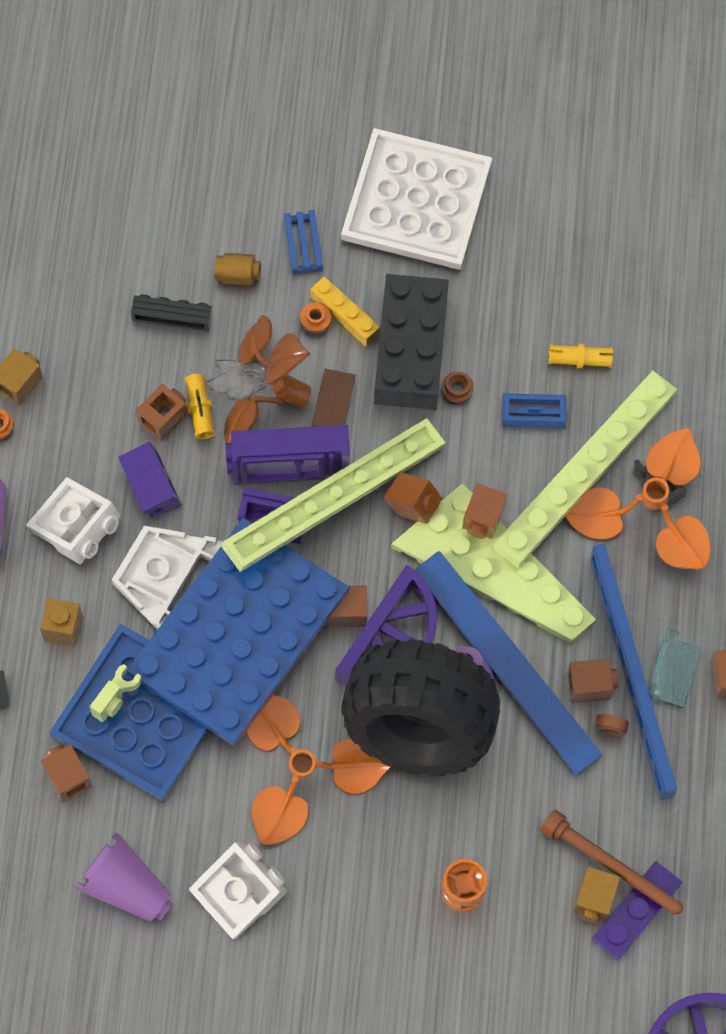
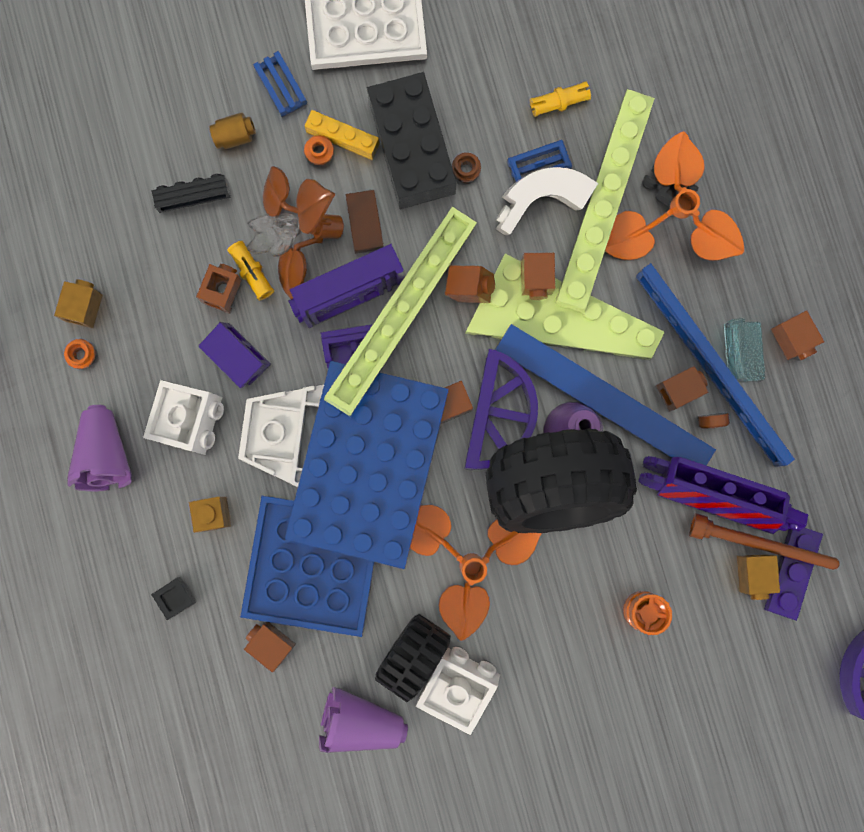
camera: 25 degrees left, 15 degrees up
(109, 699) = (281, 573): yellowish green plate -> none
(205, 830) = (413, 658): none -> black tyre
(529, 428) = (555, 182): none -> white arch
(589, 798) = (722, 494): none -> dark purple hinge

